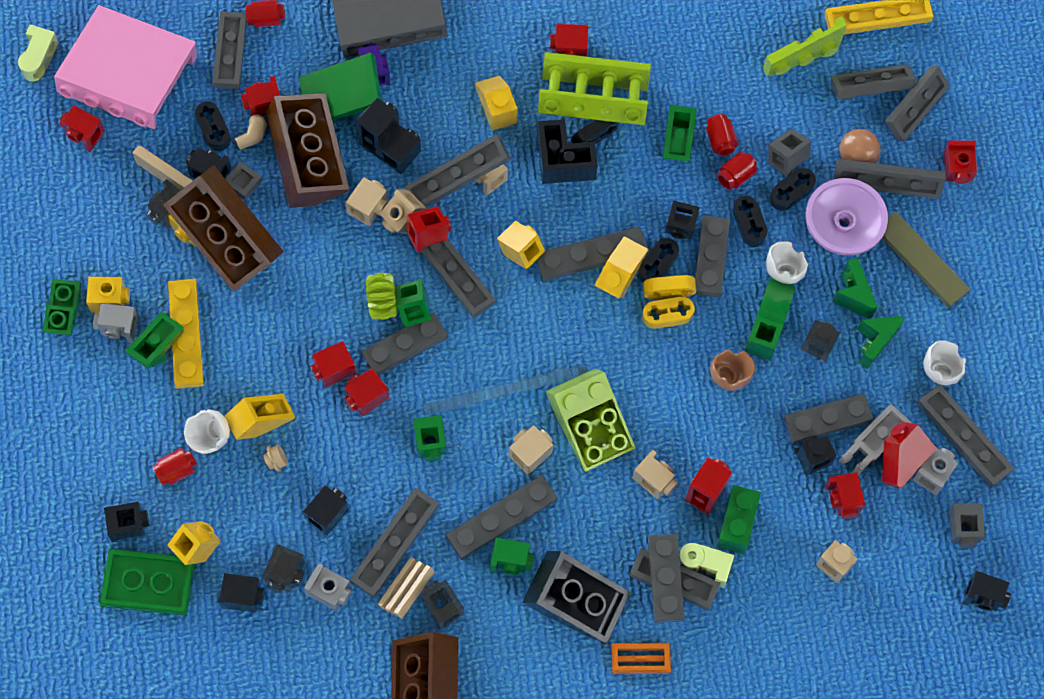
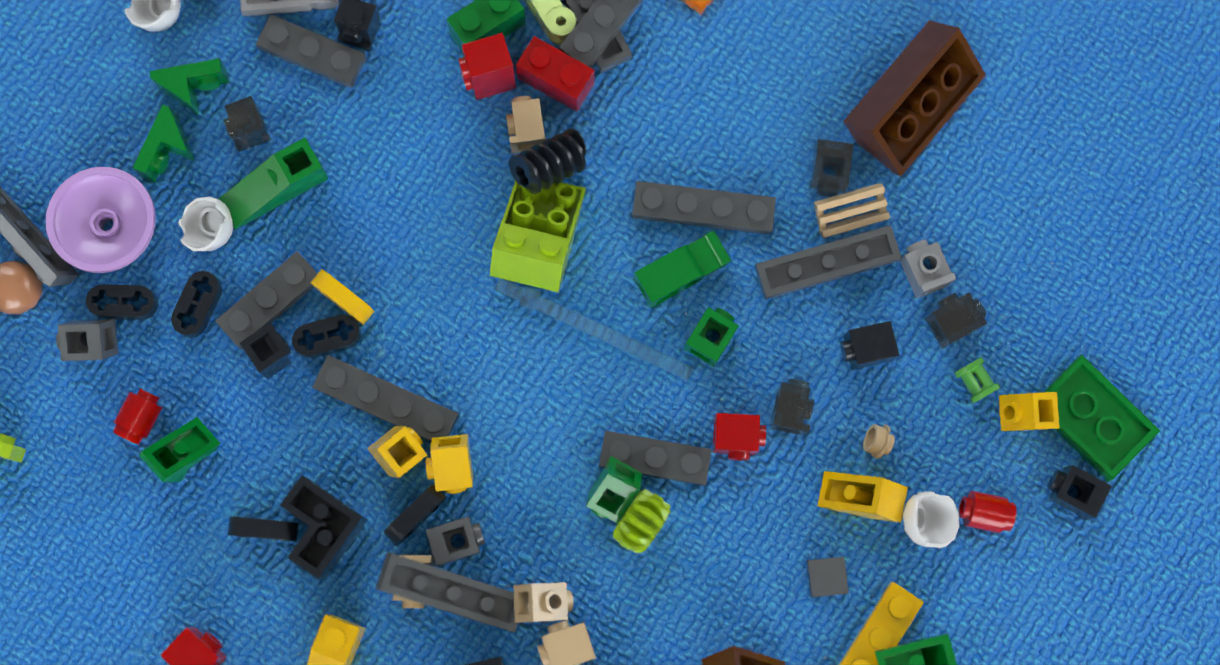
camera: 140 degrees left, 10 degrees up
(241, 542) = (983, 377): none -> bright green bush
(241, 593) = (1015, 329): black brick -> none
(245, 356) = (827, 577): none -> dark grey tile
(333, 364) = (749, 488): red brick -> none
(344, 434) = (792, 407): none -> clear smoke brick
(427, 227) = (525, 562): red brick -> none
(459, 277) = (541, 500): dark grey plate -> none
(481, 198) = (441, 541): none -> dark grey brick
(483, 464) = (681, 269): none -> green piece
(511, 557) = (729, 158): green brick -> none
(516, 201) = (414, 515): none -> black beam
(530, 448) = (622, 246): tan brick -> none
(557, 226) = (398, 450): none -> yellow brick
(576, 596) = (700, 76): black slope -> none
(595, 72) = (198, 596): lime fence -> none
(618, 458) = (549, 161): none -> black piece
(621, 267) = (374, 351): yellow slope -> none
(666, 518) = (555, 73): none -> red brick
(667, 306) = (369, 269): yellow beam -> none
(732, 370) = (359, 163): nougat hair -> none
(737, 171) = (159, 363): red brick -> none
(924, 261) = (68, 121): olive tile -> none

